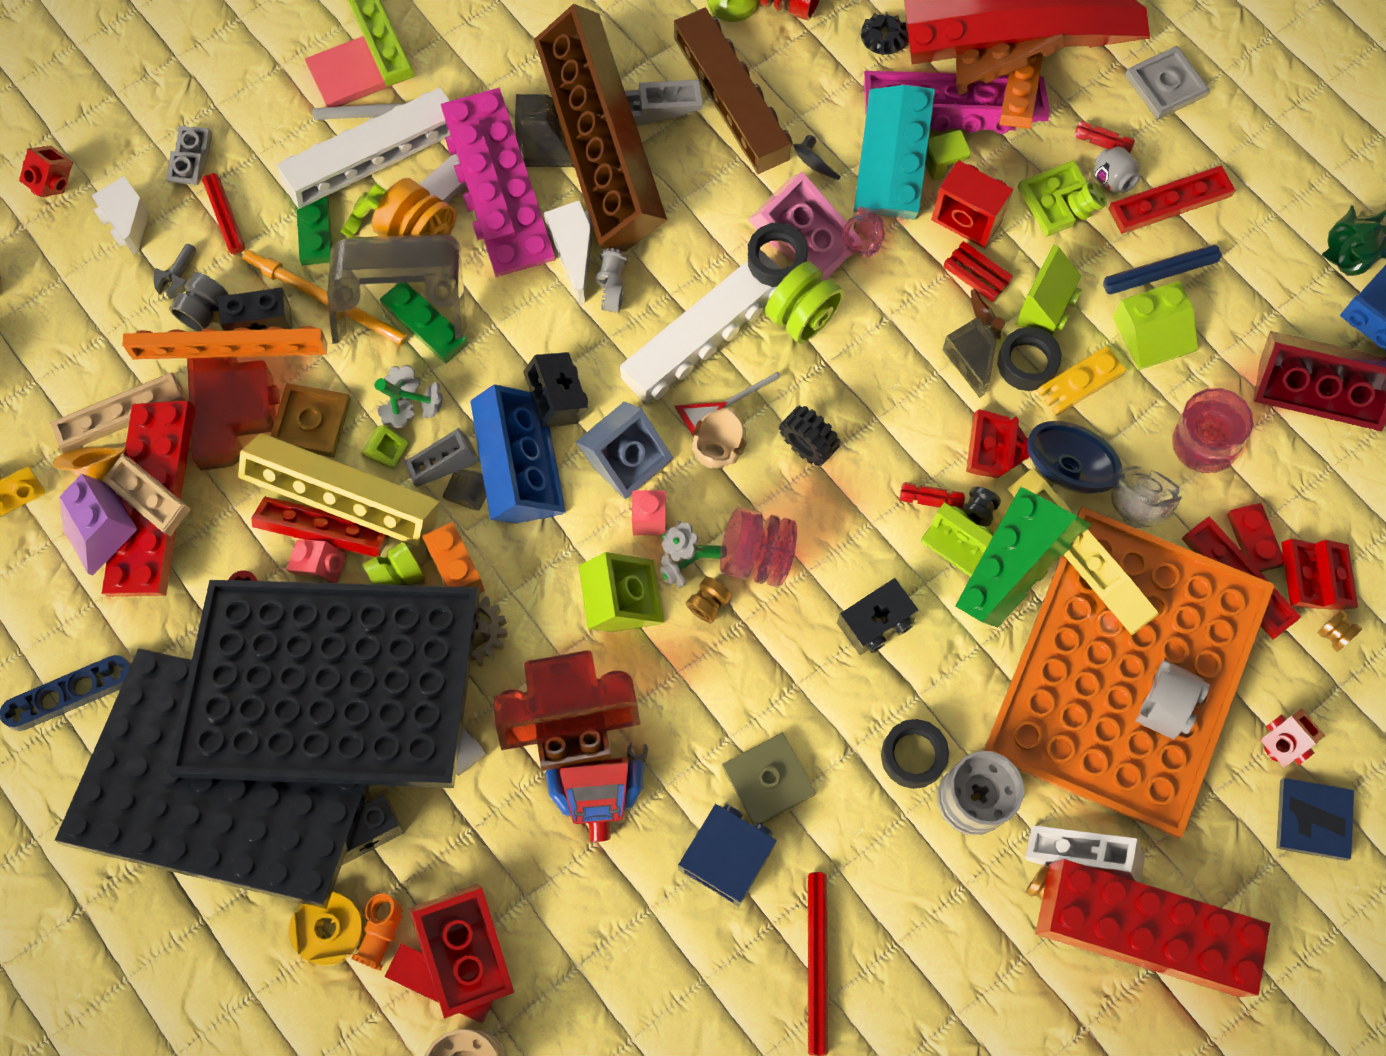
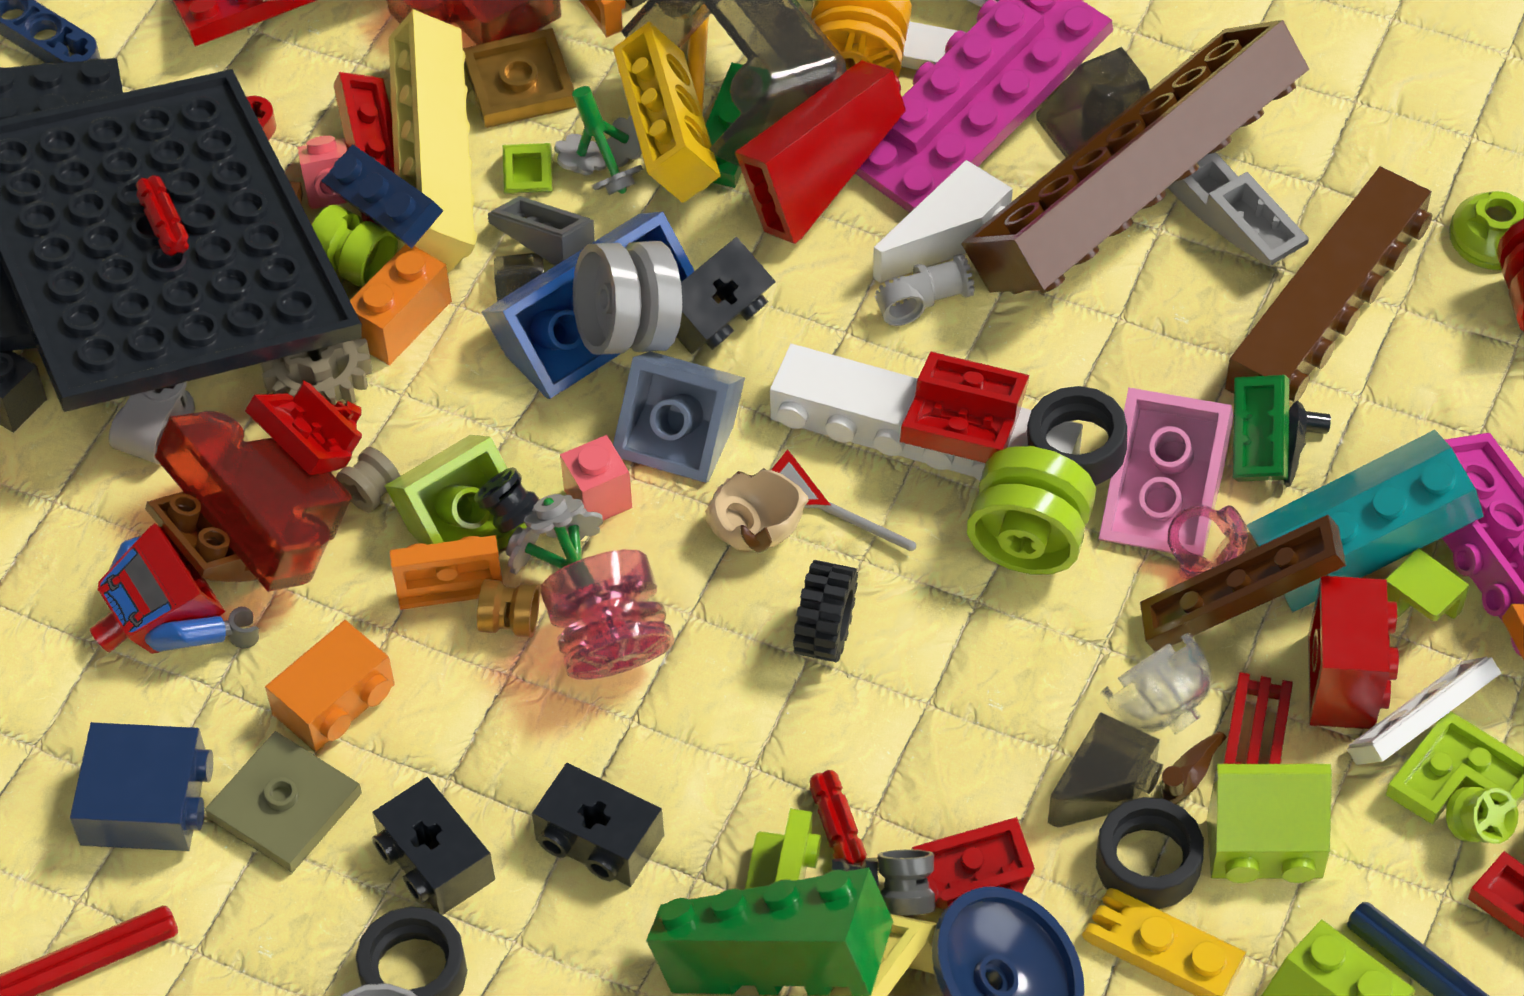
camera: 65 degrees right, 15 degrees down
(327, 667) = (162, 215): none -> red axle
(378, 534) = (382, 196): none -> dark blue plate
(407, 349) = (666, 112): none -> yellow brick
(492, 280) = (818, 147): none -> red slope
(527, 651) = (309, 427): none -> red slope
(549, 432) = (627, 297): none -> light grey wheel
(574, 635) = (367, 478): none -> dark tan wheel
(646, 564) = (506, 499): none -> black wheel
(664, 632) = (444, 571): none -> orange plate
(710, 719) = (330, 686): none -> orange brick
(722, 299) = (964, 407): none -> red slope
(796, 159) = (1261, 428): none -> green plate
(861, 698) = (432, 847): none -> black brick
(911, 228) = (1243, 583): none -> reddish brown plate
(939, 300) = (1163, 689): none -> clear cylinder
(992, 476) = (906, 881): none -> dark grey wheel
(1020, 213) = (1423, 710): none -> white tile

